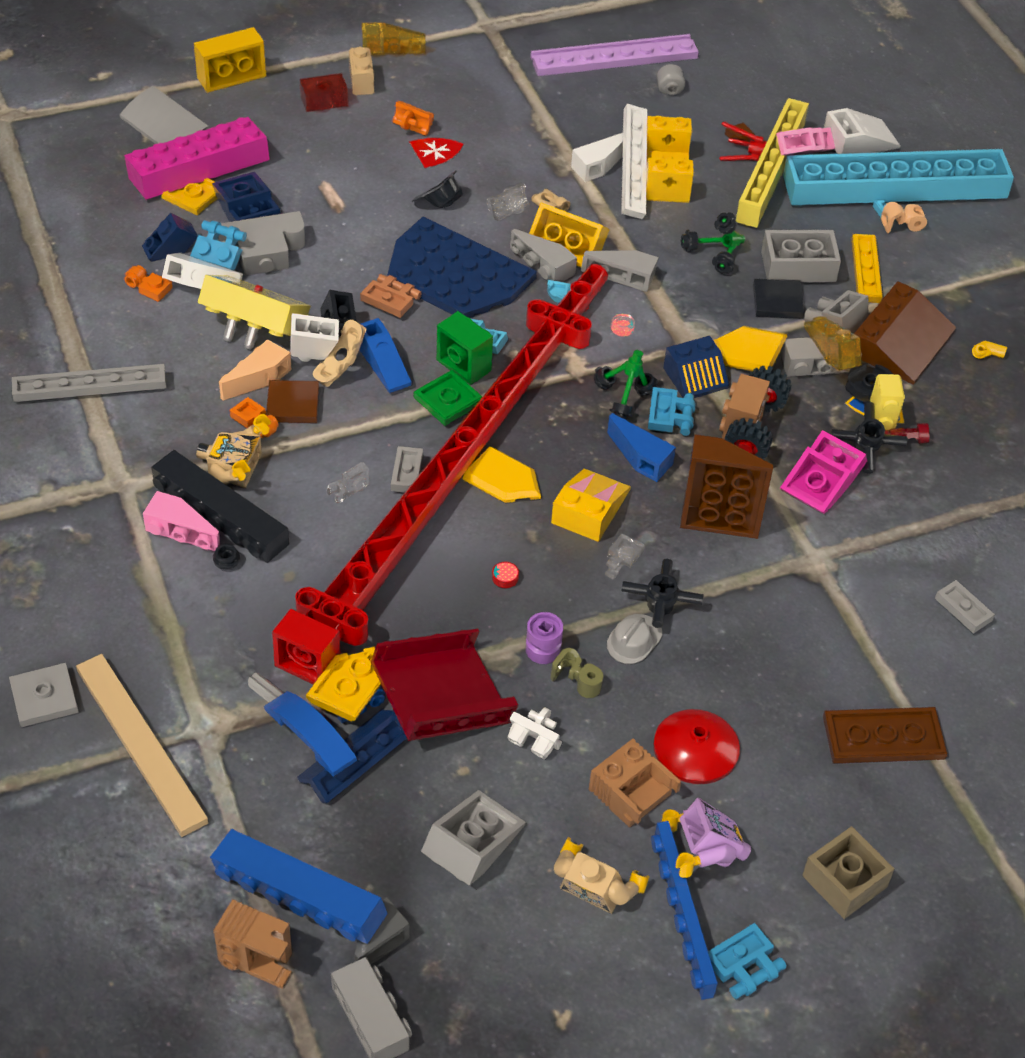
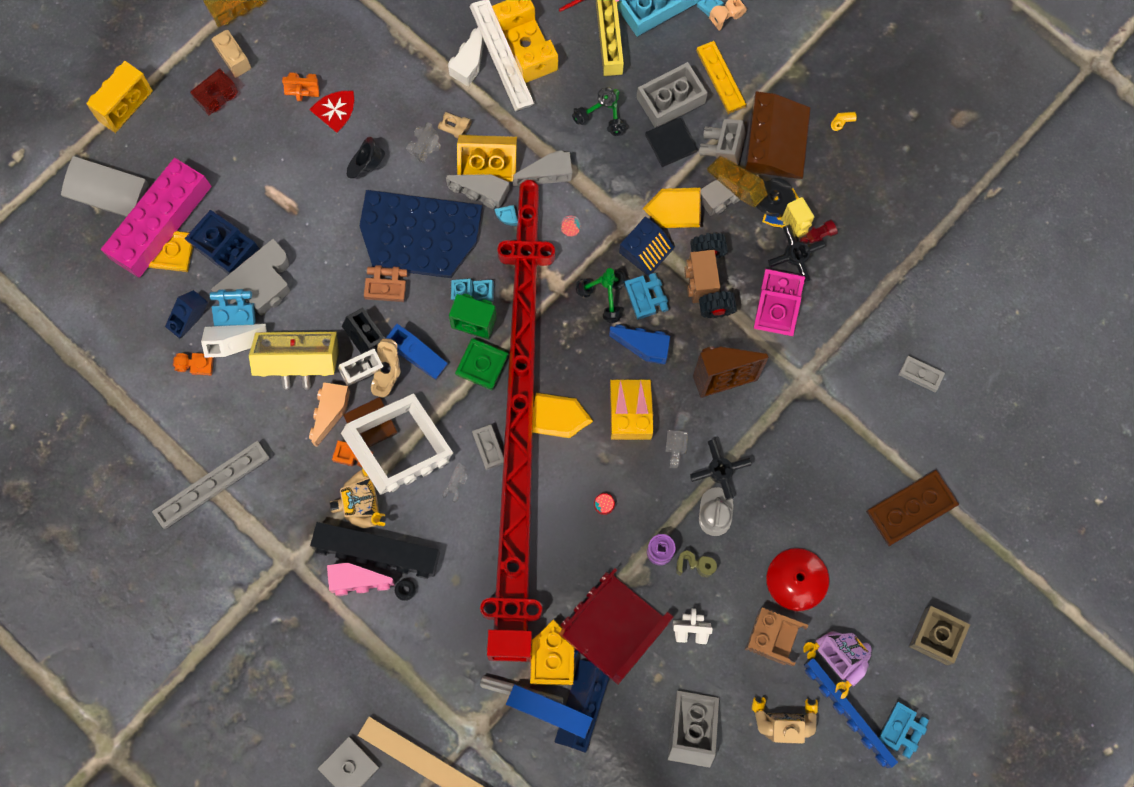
camera: 25 degrees left, 25 degrees up
(314, 388) = (383, 484): none -> white window

